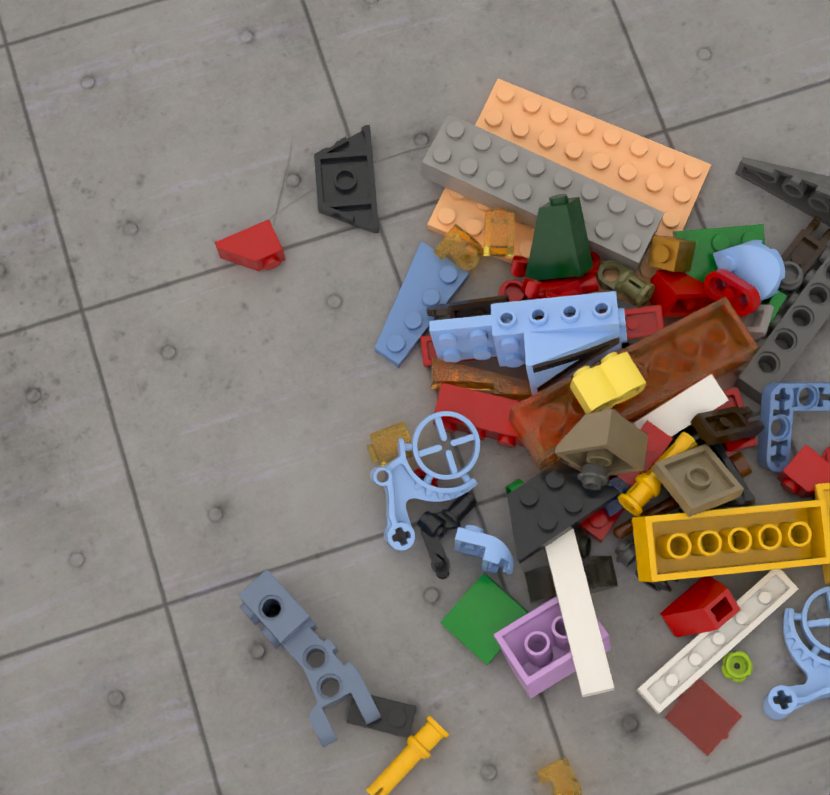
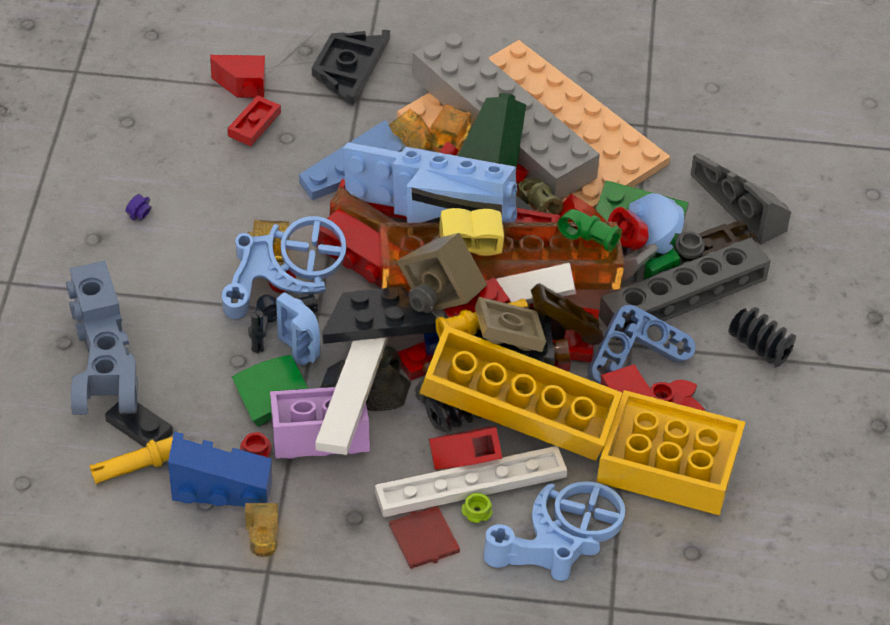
camera: 20 degrees right, 25 degrees down
(243, 460) = (138, 207): none -> dark purple plate
(295, 299) = (254, 120): none -> red plate
(496, 749) = (217, 476): none -> blue wedge
(504, 693) = (257, 444): none -> red plate
(671, 253) = (592, 188): pearl gold brick -> none
(699, 327) = (589, 229): none -> green connector

